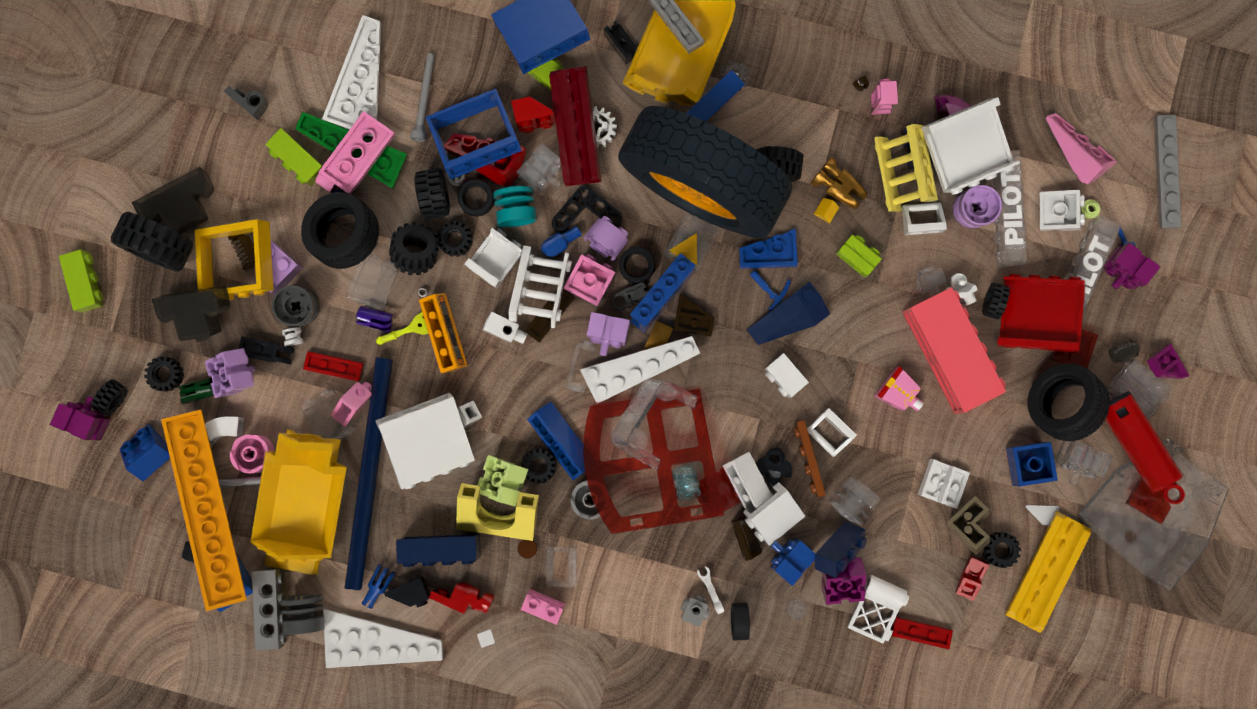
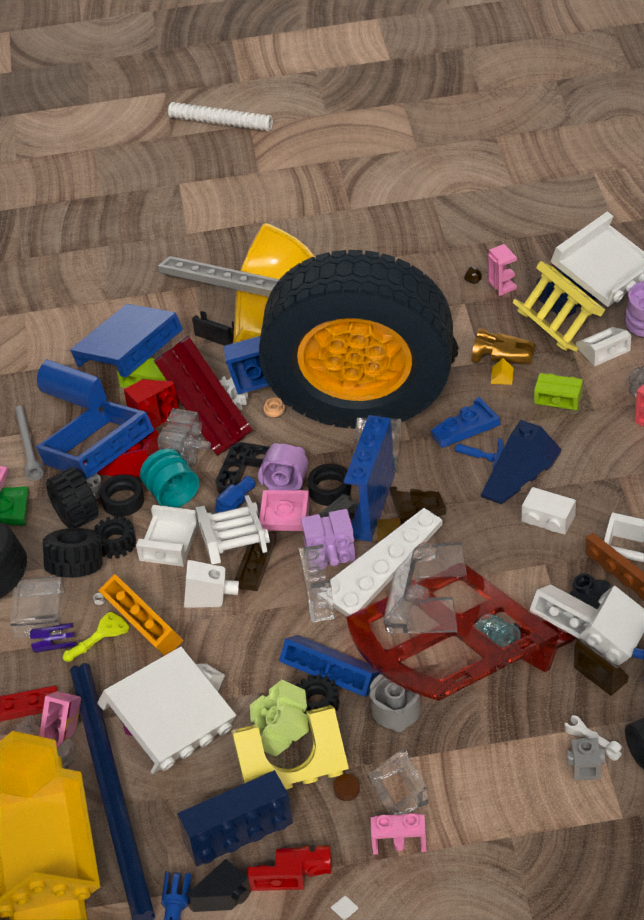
camera: 20 degrees left, 40 degrees down
(475, 60) = (70, 385): none -> blue brick
(618, 119) = (245, 365): none -> blue brick

